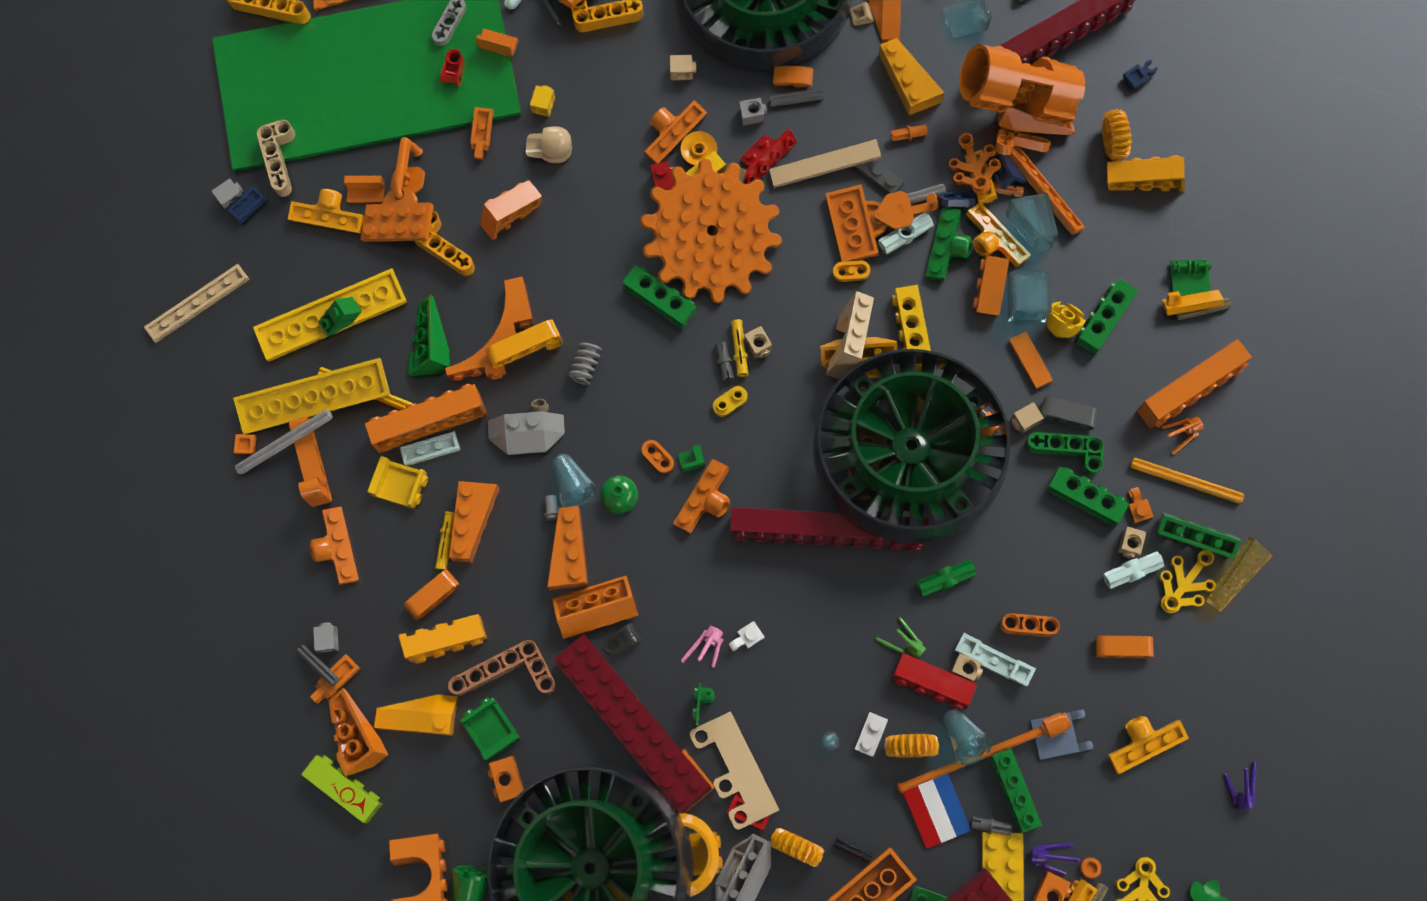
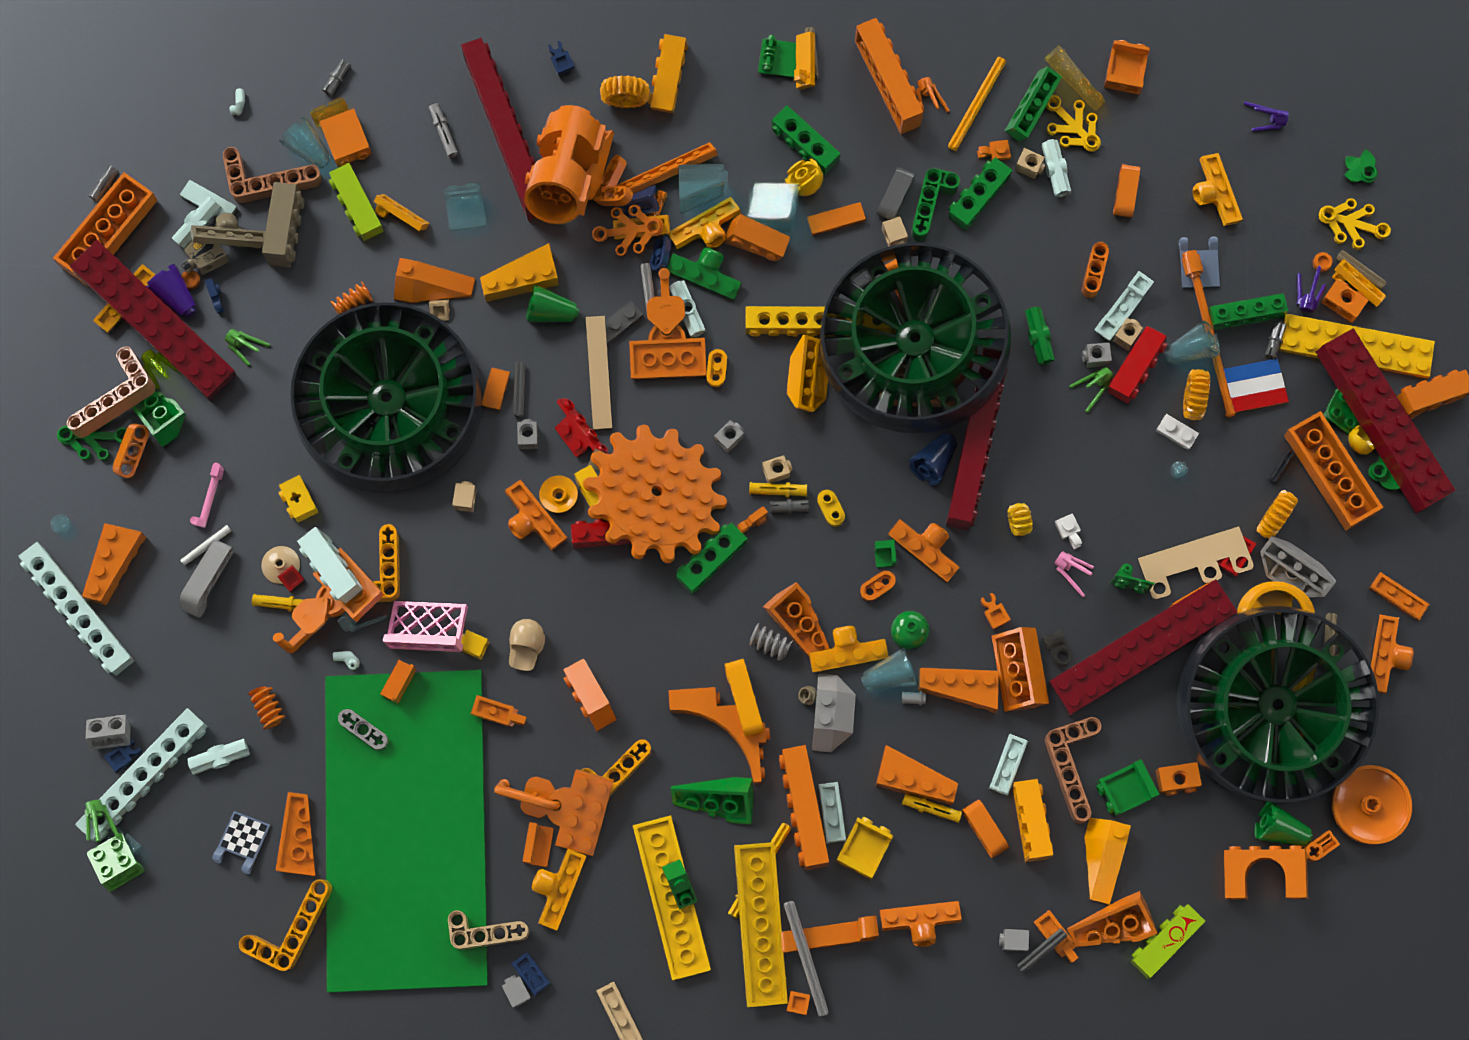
camera: 85 degrees left, 0 degrees up
(452, 71) = (422, 732): red piece -> none
(499, 609) = (1008, 764): none -> light aqua tile
(536, 55) = (421, 641): none -> bright pink fence
(588, 438) = (847, 651): none -> light orange plate
(610, 385) = (796, 617): none -> orange wedge
(647, 575) = (995, 614): none -> orange plate
(705, 330) = (756, 518): none -> orange plate
(747, 583) = (1020, 519): none -> yellow gear
(781, 286) = (725, 443): none -> light grey brick
(797, 491) = (933, 459): none -> dark blue cone
(854, 323) = (814, 375): tan arch -> none
(881, 106) = (550, 307): none -> green cone
(909, 132) = (580, 286): orange axle -> none
(935, 648) = (1102, 349): none -> light grey brick
(1264, 629) = (1126, 67): none -> orange panel

